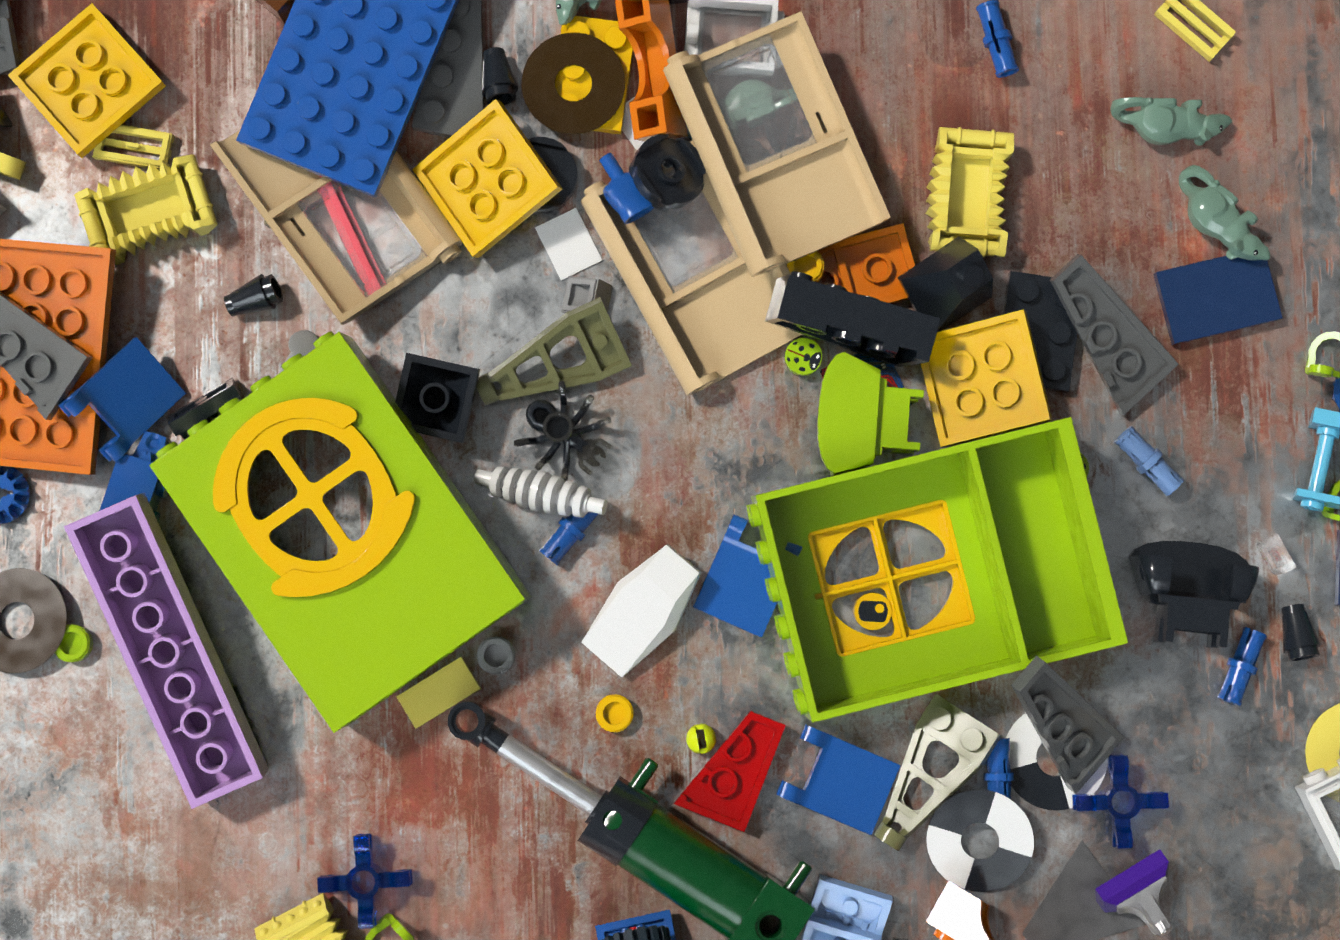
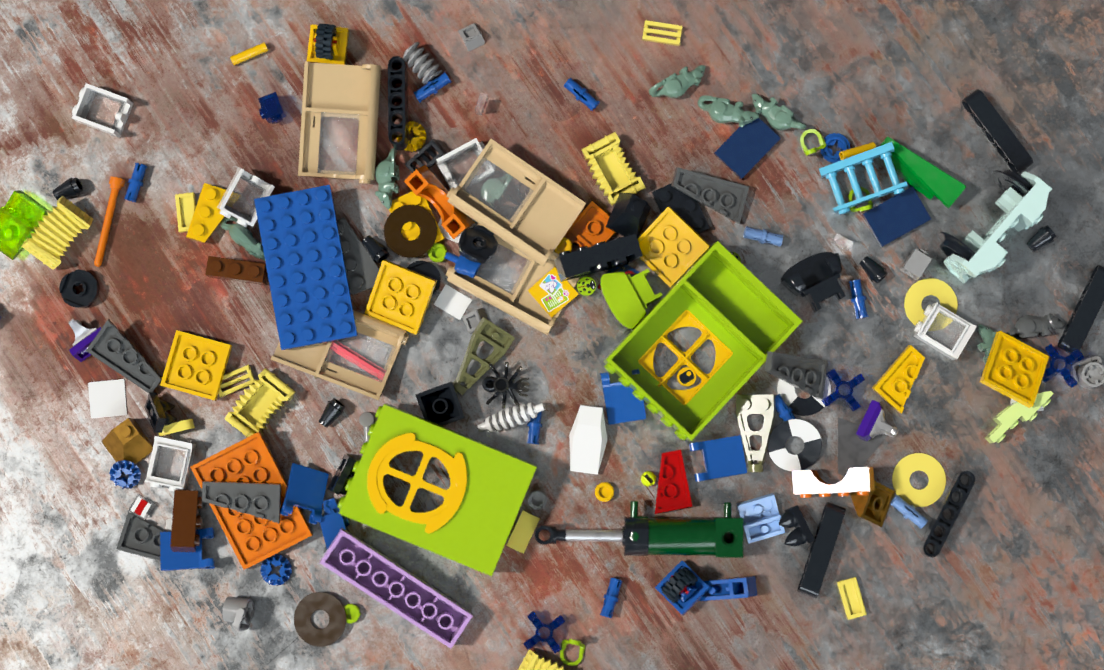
camera: 30 degrees left, 0 degrees up
(512, 896) = (611, 597): none -> blue pin
(593, 146) = (437, 253): none -> lime tile
(739, 332) = (552, 293): none -> sticker
(1226, 842) = (898, 379): none -> yellow wing
(1300, 280) = (778, 117): none -> sand green animal

